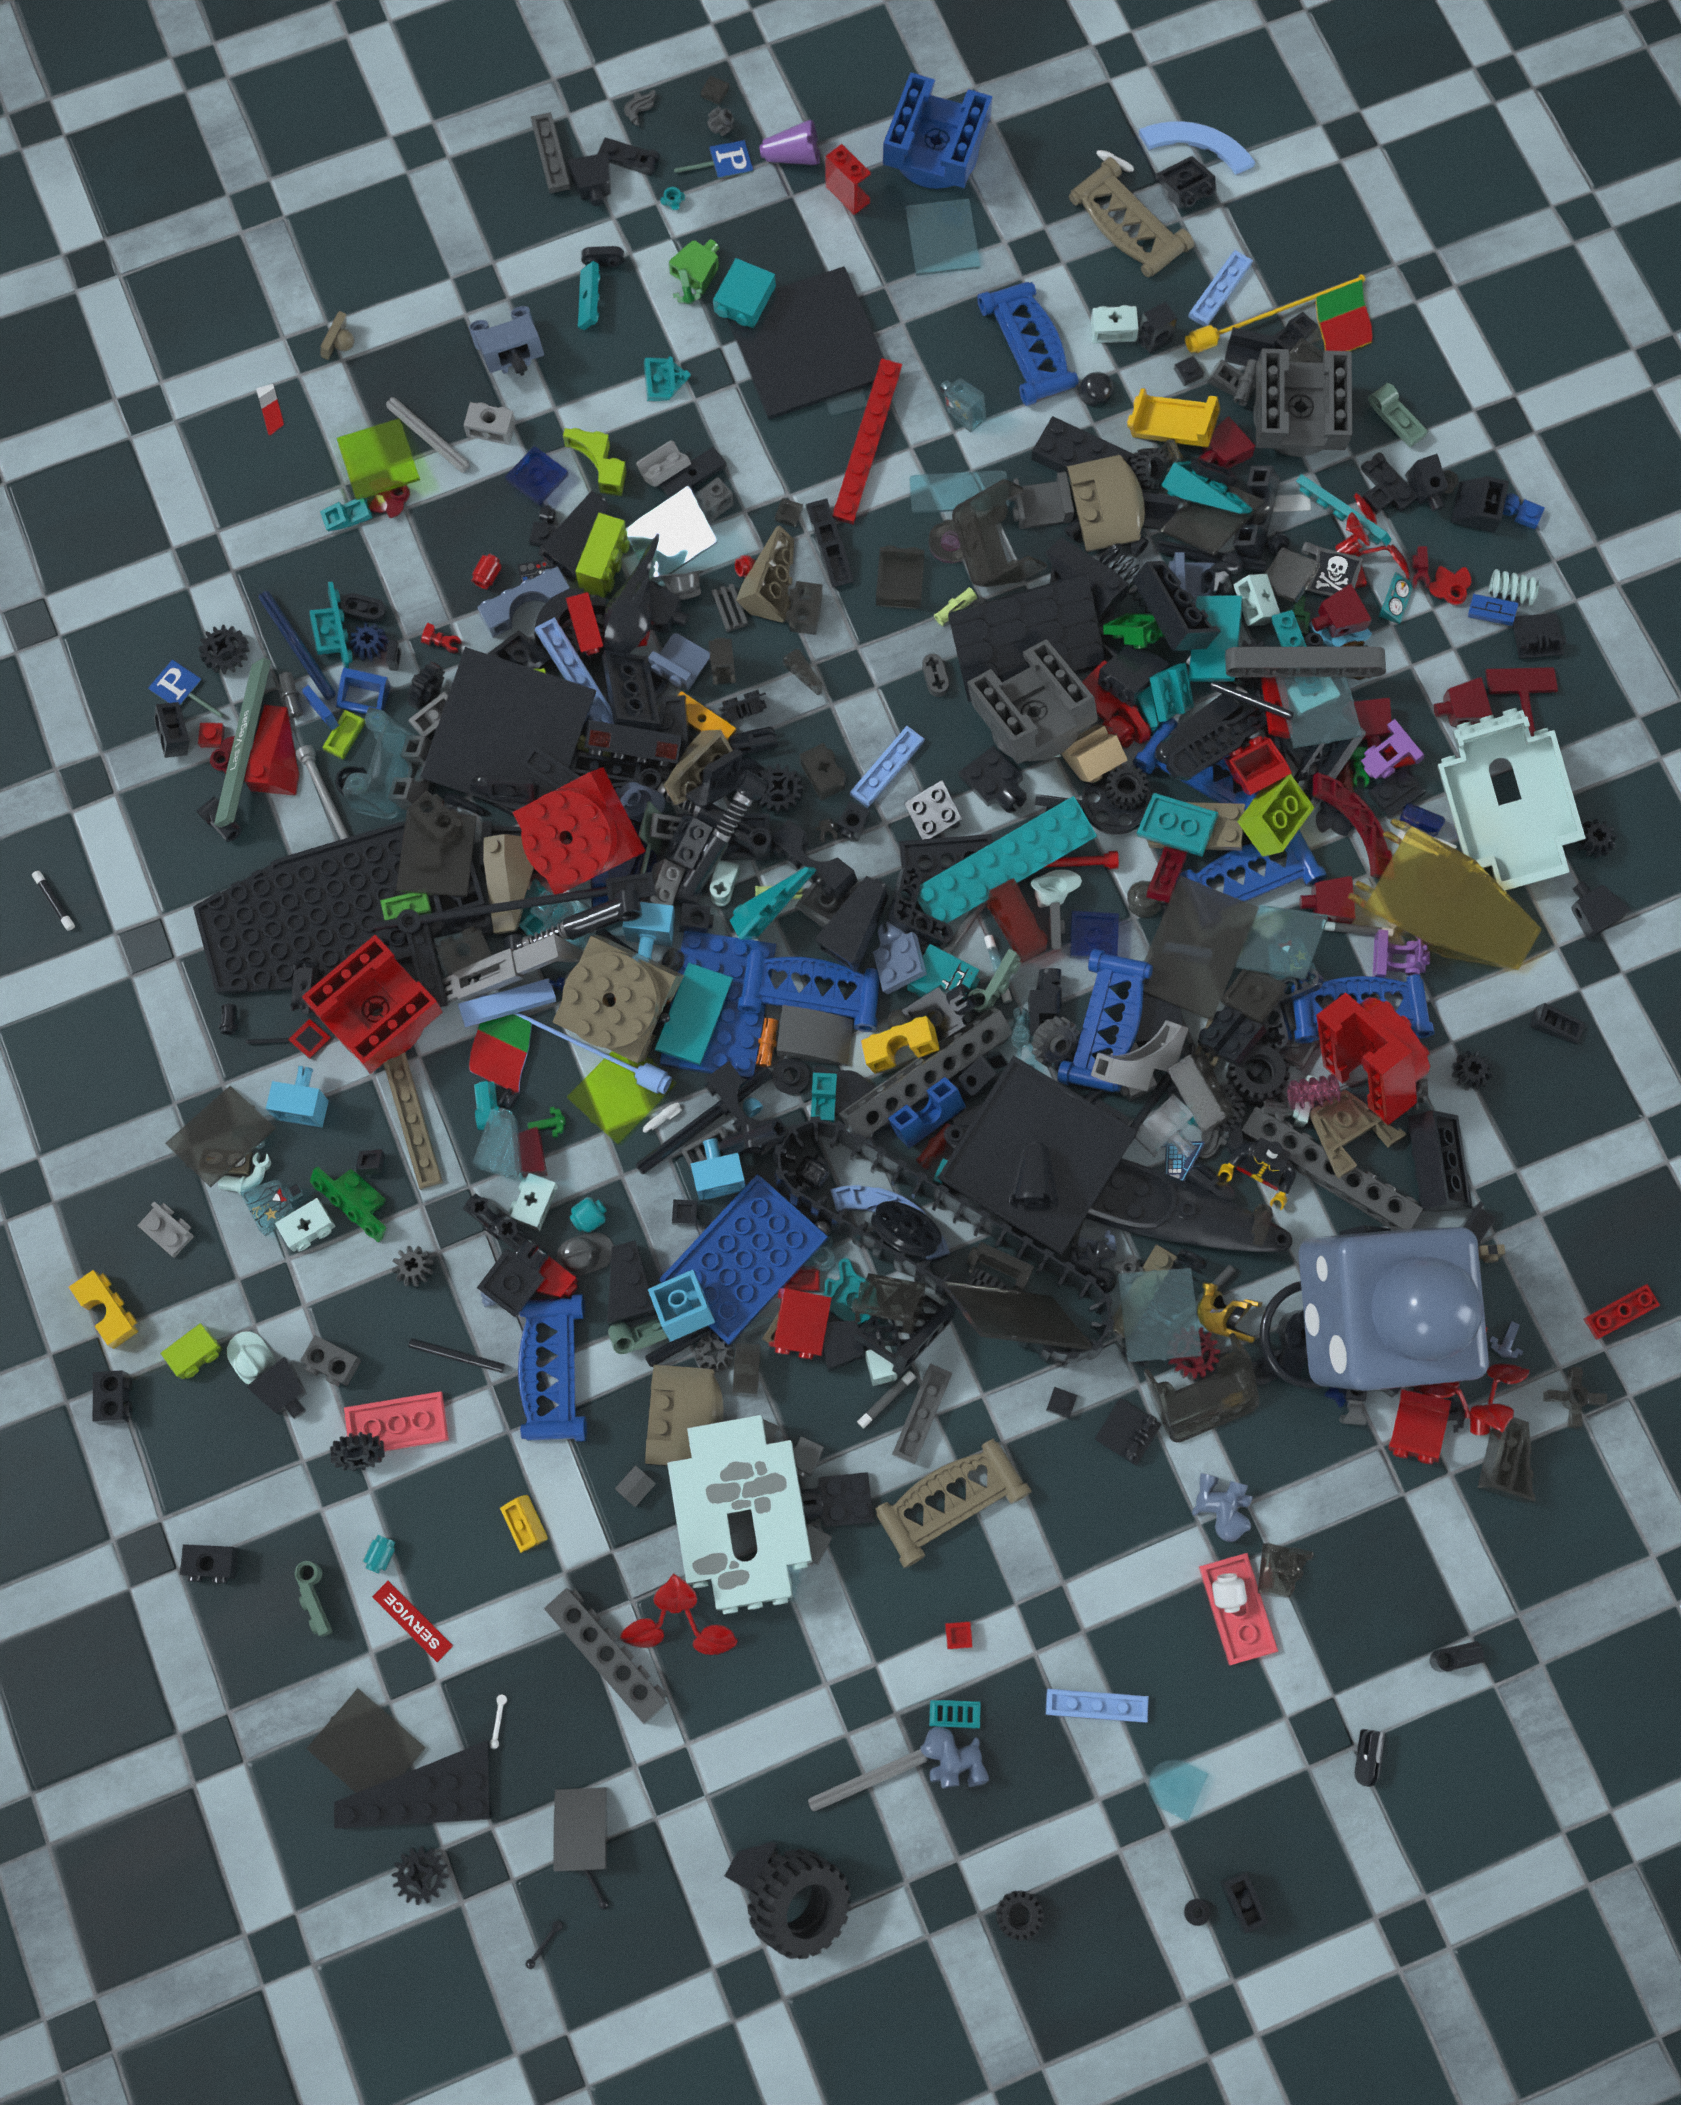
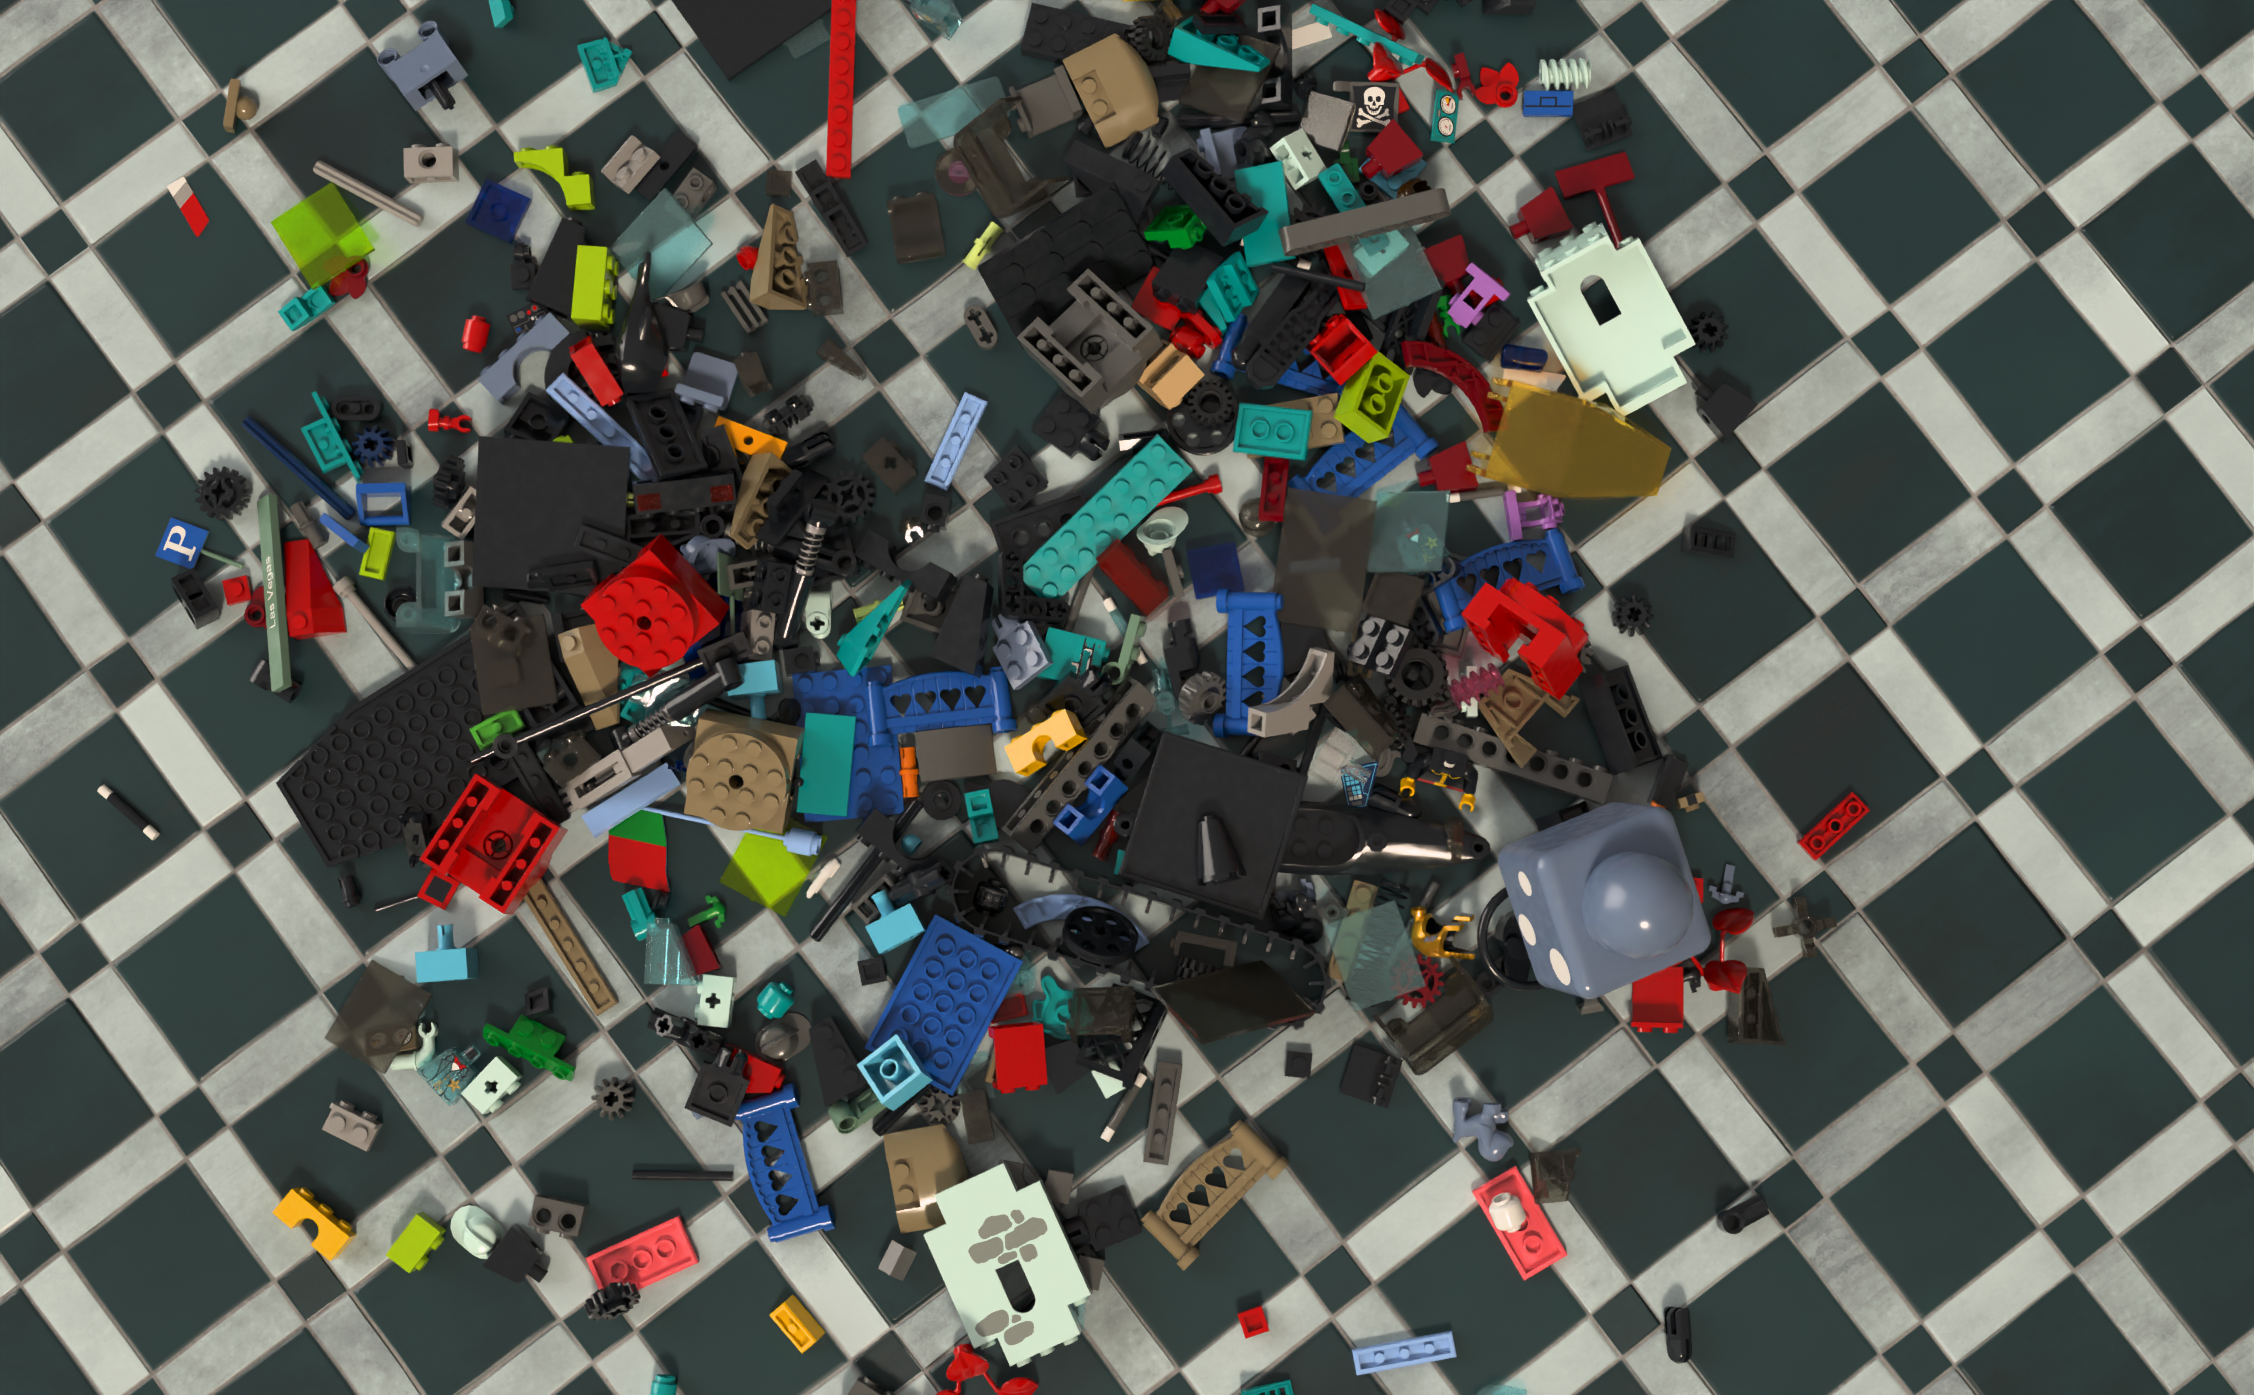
camera: 10 degrees left, 10 degrees up
(104, 1398) = (342, 1311): black brick -> none

